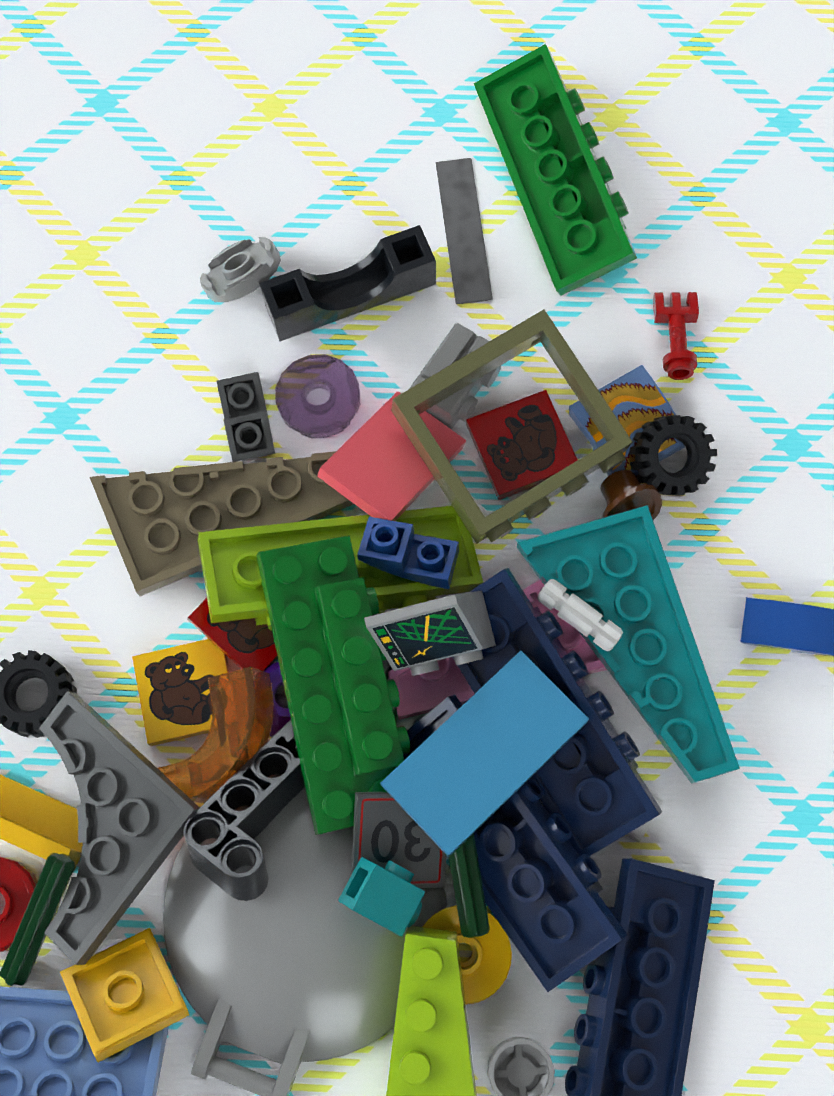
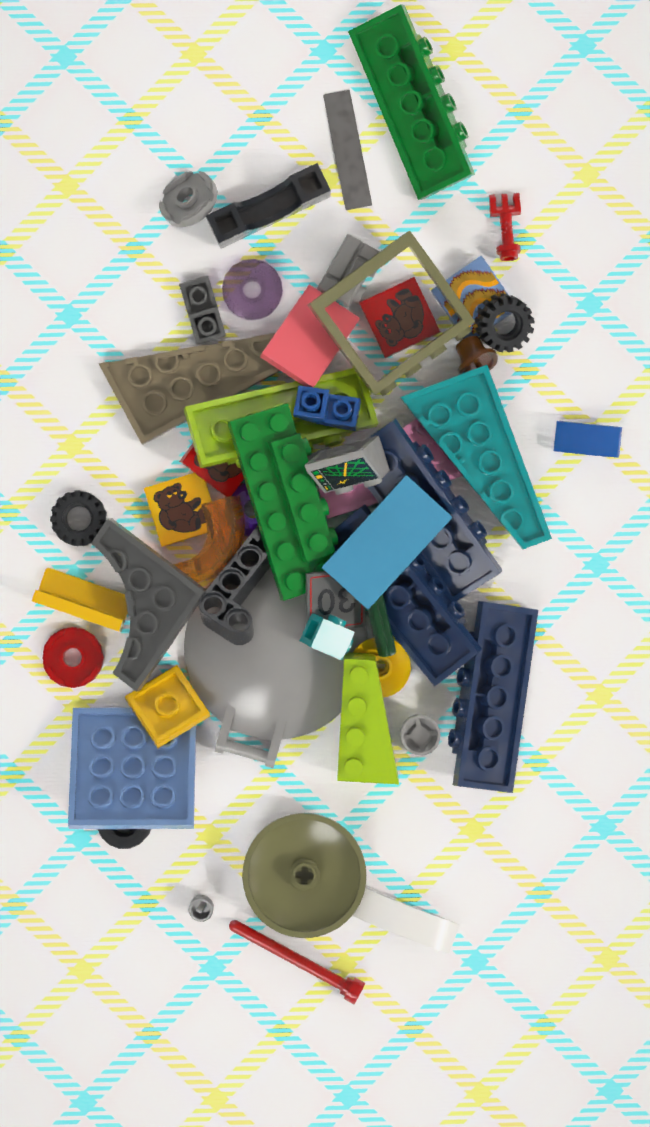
camera: 10 degrees left, 15 degrees up
(37, 918) = (106, 665): dark green axle -> none
(580, 615) = (444, 445): white axle -> none

